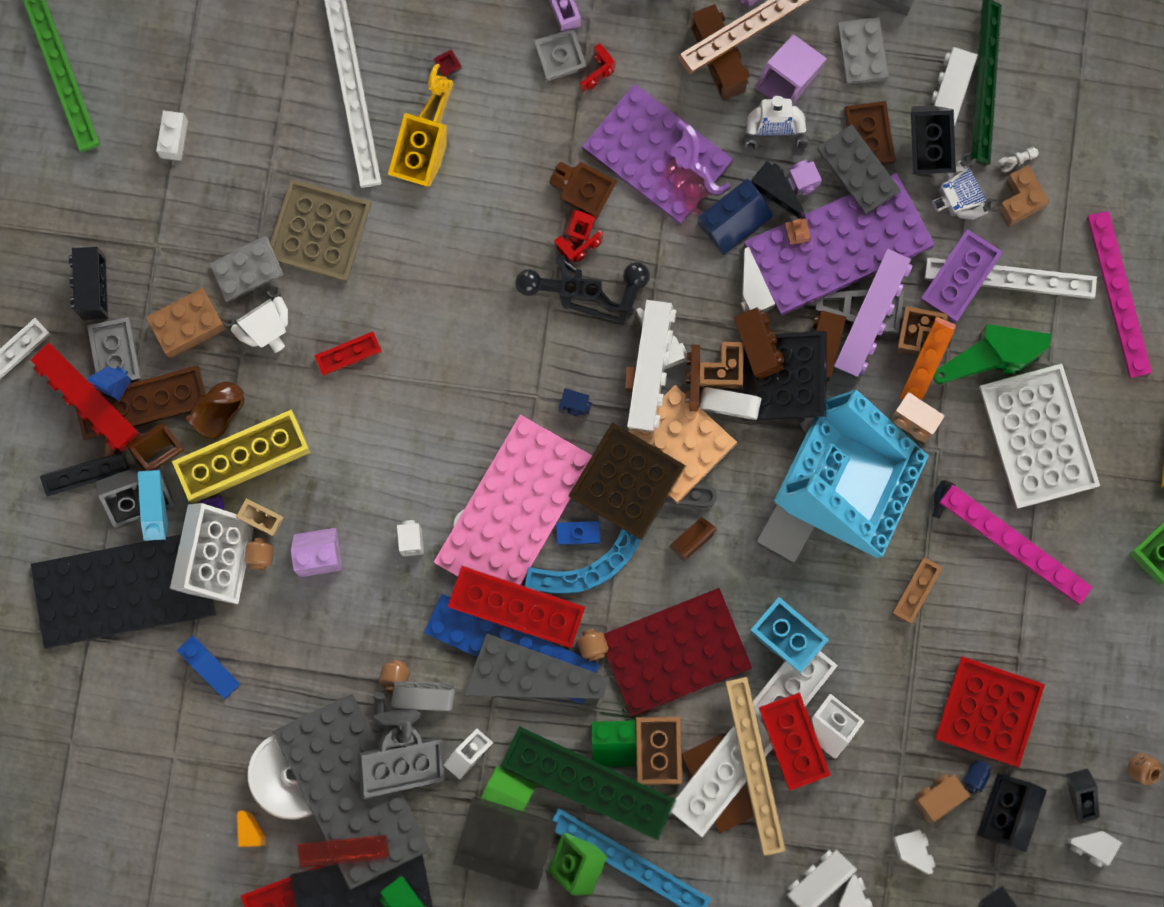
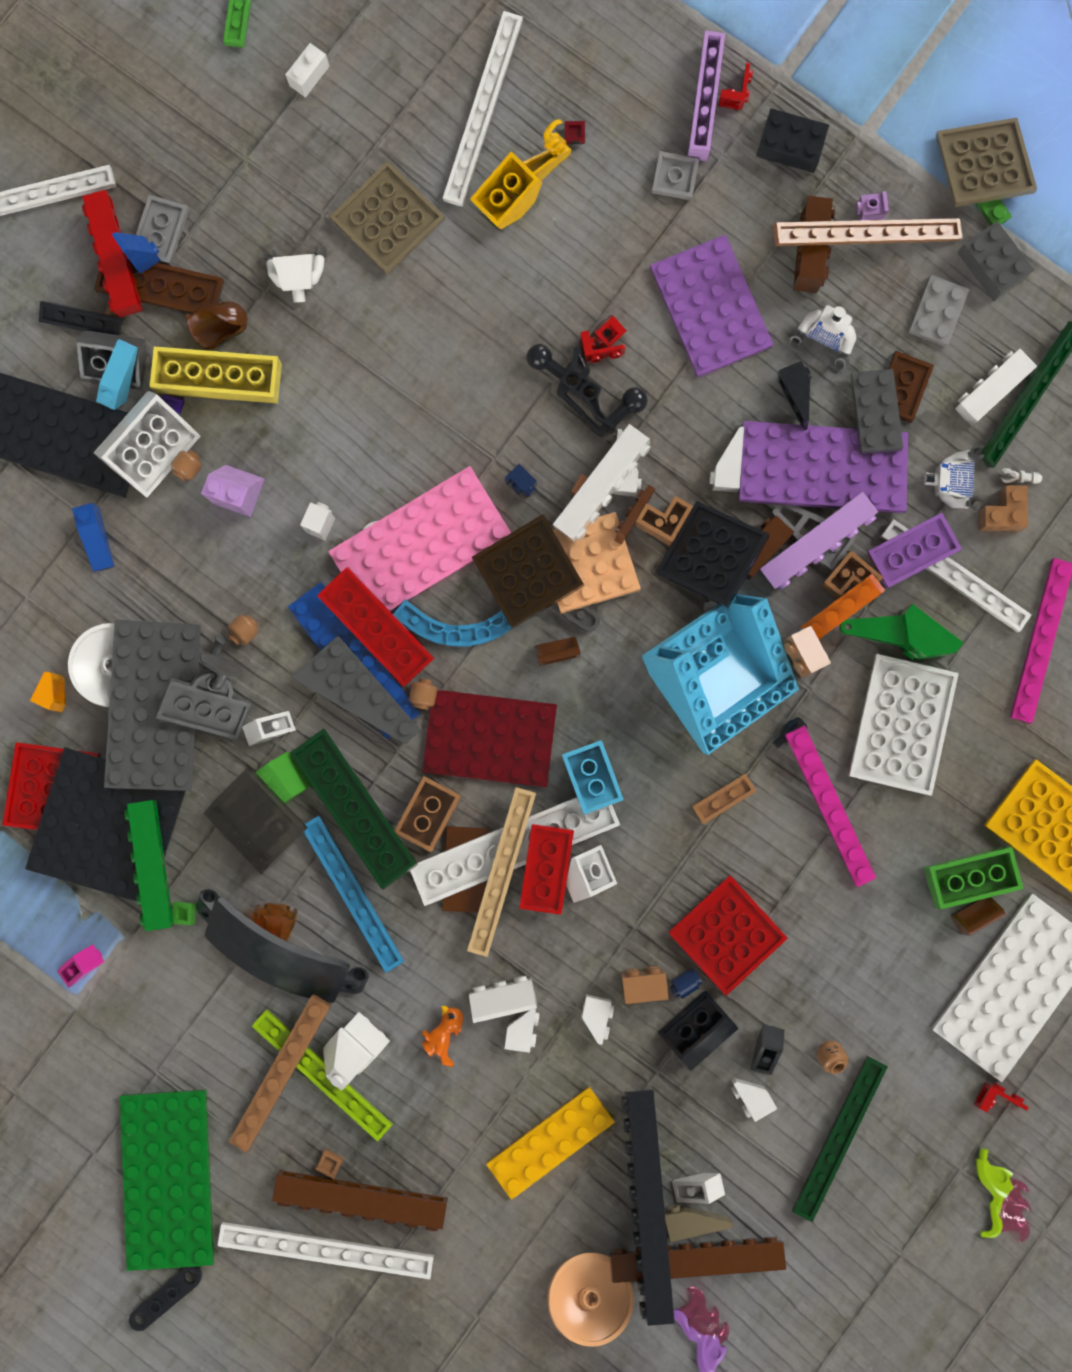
camera: 30 degrees right, 5 degrees up
(89, 283) = (168, 158): black brick -> none
(151, 443) = (147, 323): reddish brown tile -> none
(186, 323) = (232, 236): medium nougat brick -> none
(246, 269) = (308, 218): light grey plate -> none
(259, 517) = (202, 434): tan slope -> none
(342, 851) = (113, 752): clear red plate -> none
(348, 353) = (354, 336): red plate -> none
(423, 695) = (256, 659): light grey beam -> none
(577, 865) = (306, 871): bright green slope -> none
(578, 533) = (463, 593): blue plate -> none
(583, 187) = (631, 300): reddish brown plate -> none
(603, 58) = (707, 209): red bracket -> none
(614, 743) = (394, 786): green slope -> none
(688, 172) = (728, 335): piece -> none
(729, 403) = (653, 552): white beam -> none
(735, 216) = (747, 395): dark blue slope -> none
(759, 342) = (706, 514): reddish brown brick -> none
(785, 534) = (637, 690): light grey tile -> none
(790, 70) = (866, 293): lavender slope -> none
(797, 231) = (794, 436): nougat tile -> none
(804, 177) = (825, 393): lavender brick -> none
(933, 140) = (956, 419): black slope -> none

